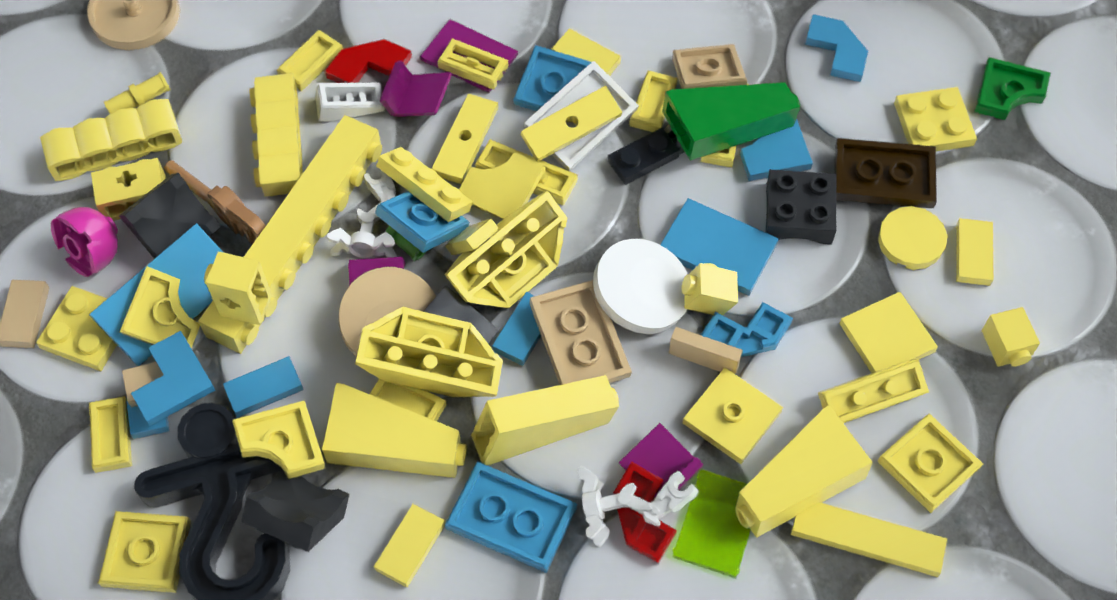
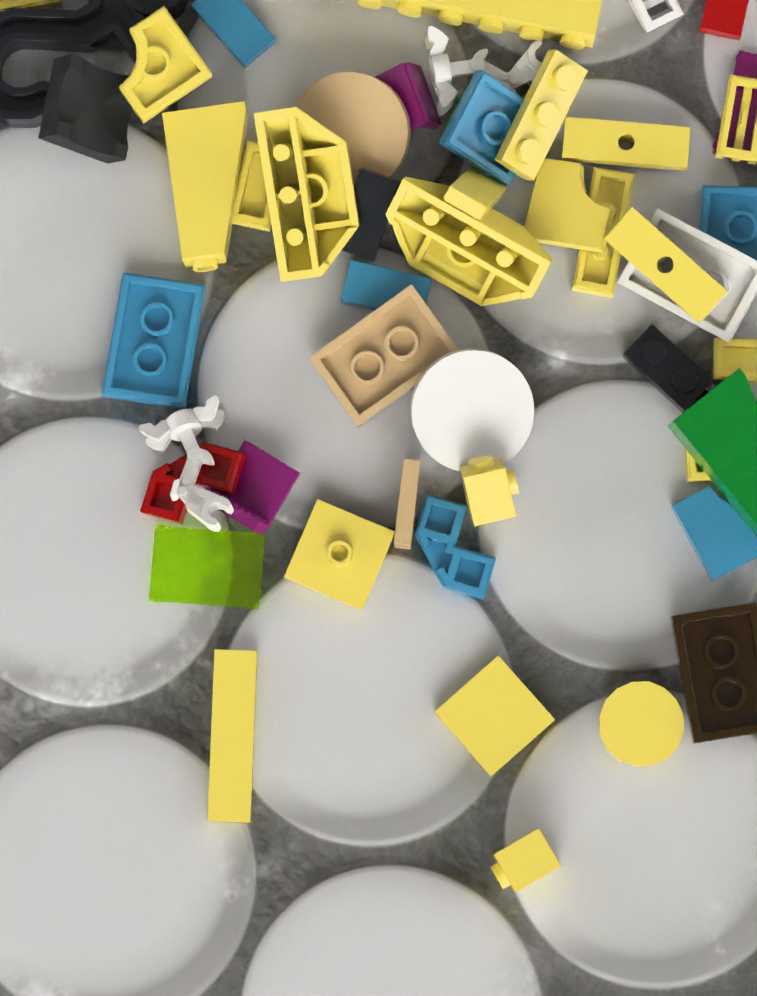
camera: 80 degrees right, 20 degrees up
(409, 545) = (92, 242): light yellow tile -> none
(413, 93) = (677, 60): magenta piece -> none
(542, 417) = (272, 345): light yellow slope -> none
(718, 239) = (561, 489): dark azure tile -> none
(801, 205) = (643, 576): black brick -> none
(806, 471) = (282, 649): light yellow slope -> none
(875, 390) = (410, 710): light yellow tile -> none
(930, 463) = (341, 791): light yellow tile -> none
(974, 252) = (642, 803): light yellow tile -> none

